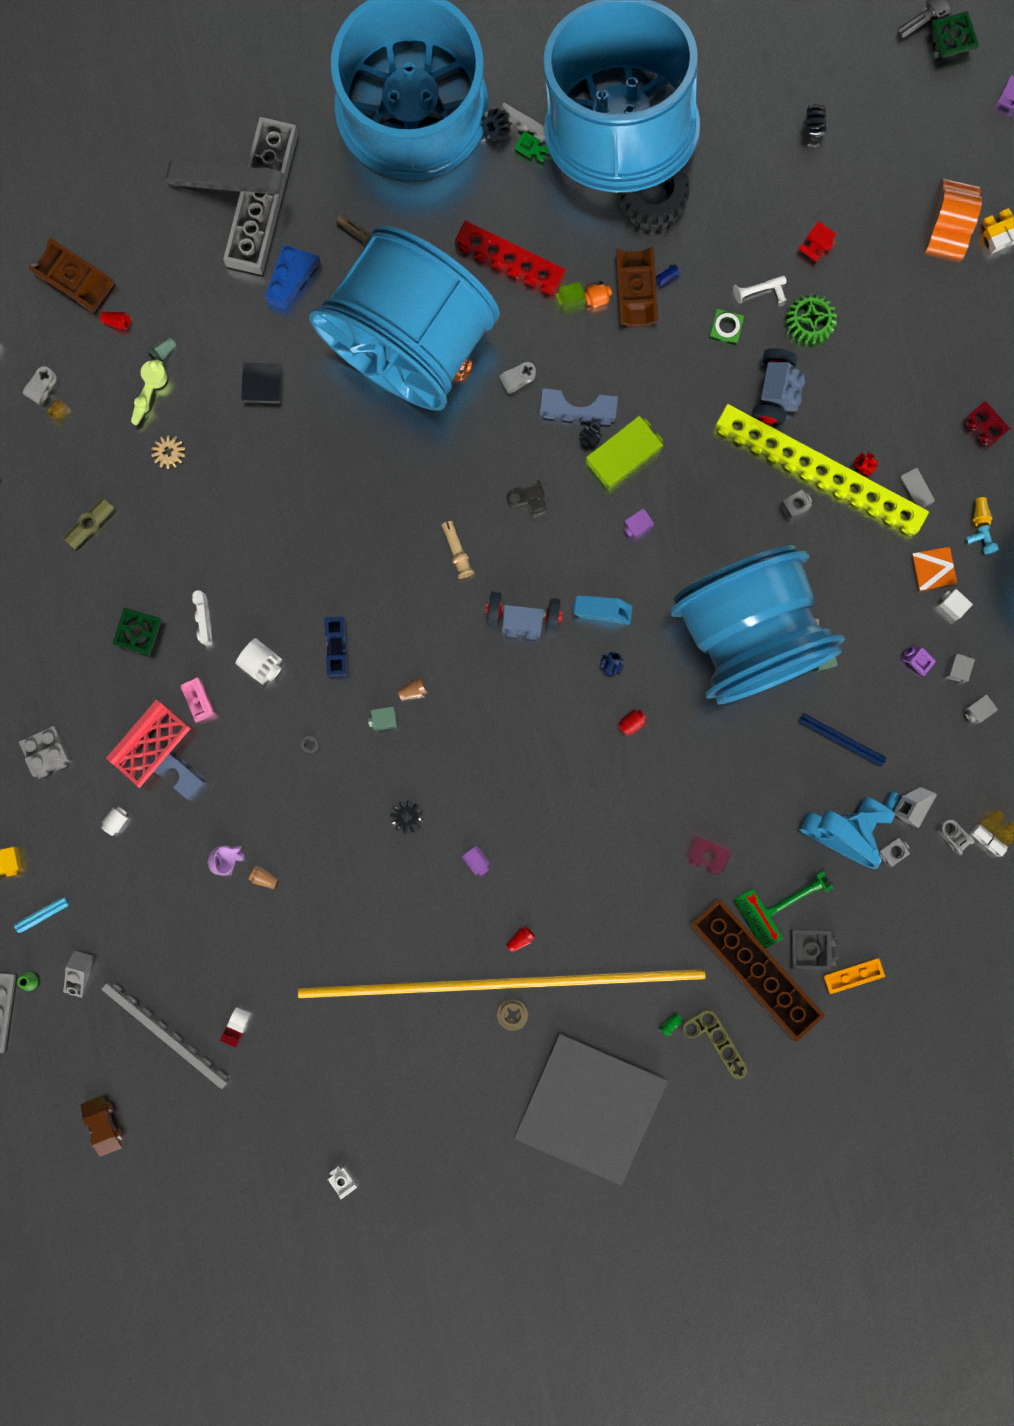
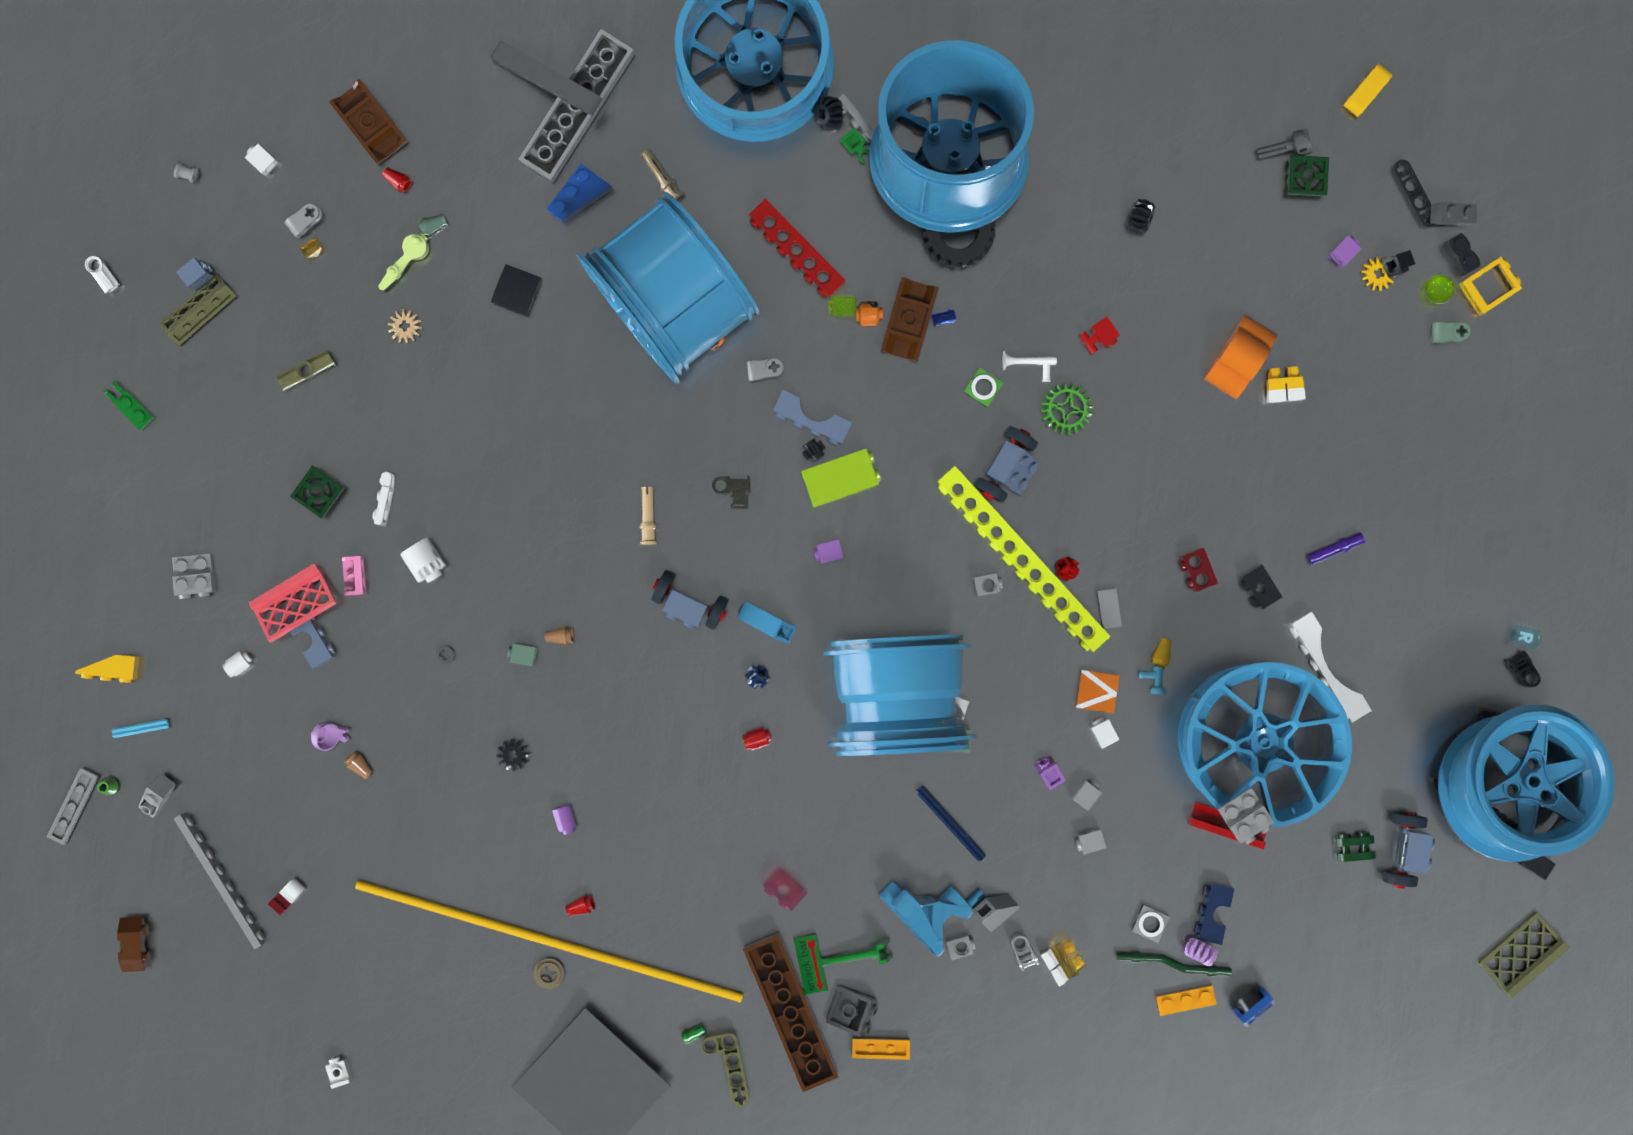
camera: 25 degrees right, 5 degrees up
(336, 647) = (501, 571): dark blue arch -> none

